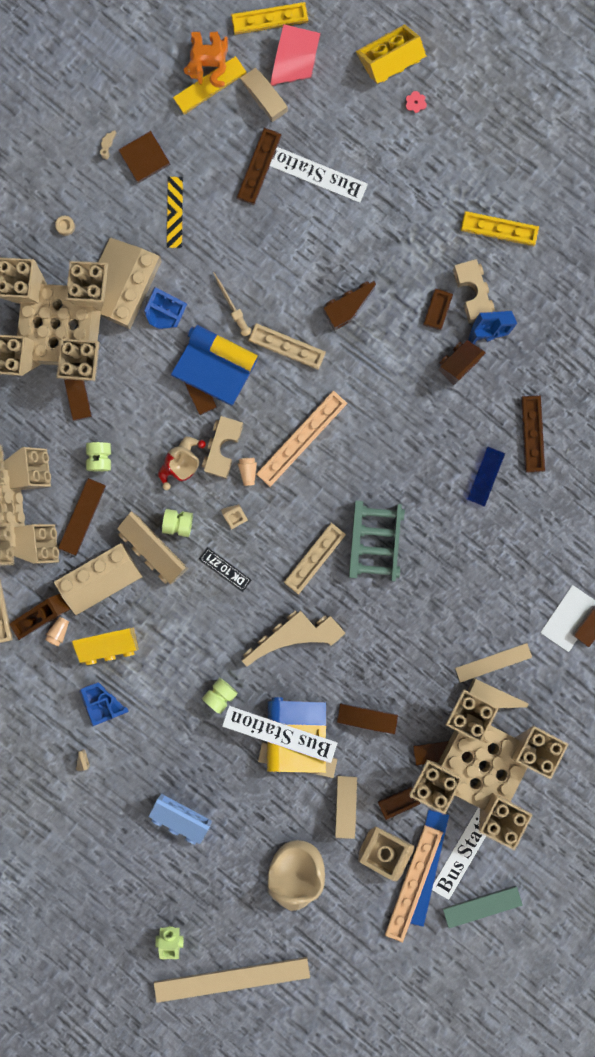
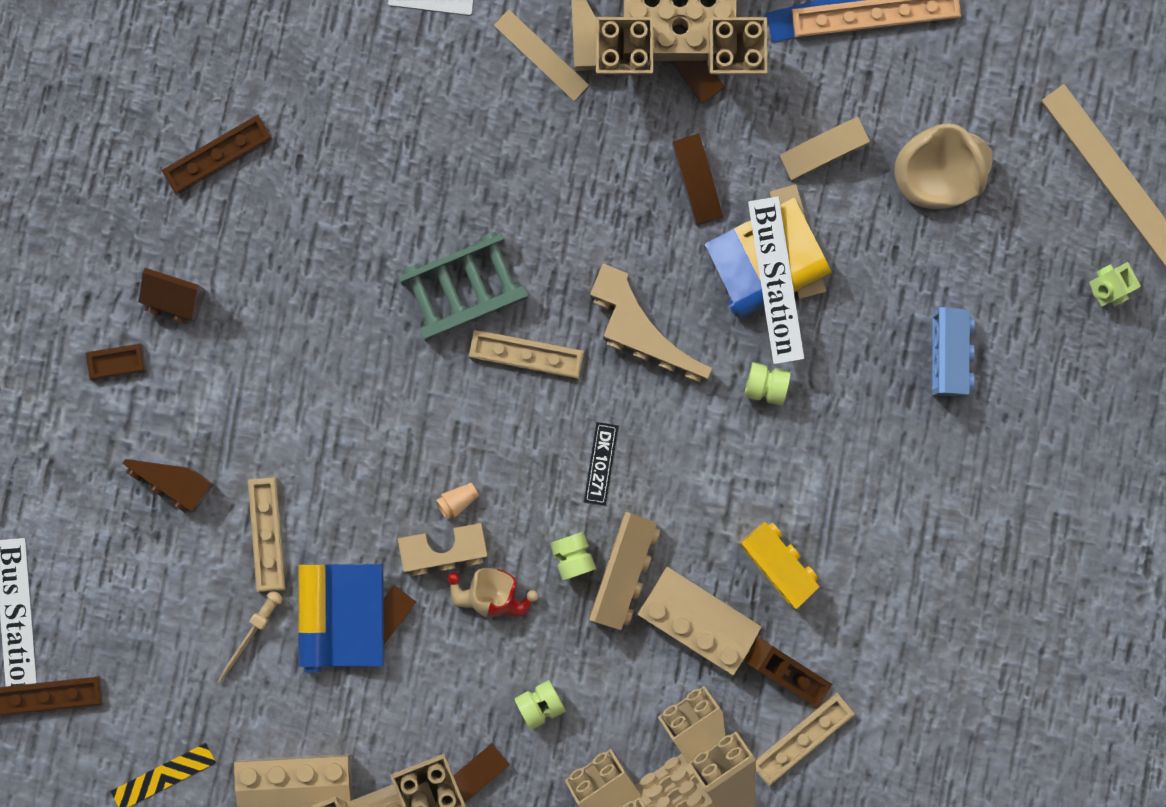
camera: 120 degrees left, 0 degrees up
(57, 632) = (795, 638): light nougat cone -> none
(82, 517) = (629, 685): reddish brown tile -> none
(82, 762) = (945, 516): tan slope -> none
(100, 704) = (859, 533): blue slope -> none
(163, 309) = (301, 721): blue slope -> none
(234, 516) = (525, 487): tan slope -> none
(301, 438) = (378, 452): light nougat tile -> none
(385, 853) = (856, 68): tan slope -> none
(397, 803) = (784, 85): reddish brown tile -> none
(470, 275) = (49, 343): tan arch -> none
(486, 476) = (304, 187): clear blue tile -> none
(492, 325) = (102, 279): blue slope -> none

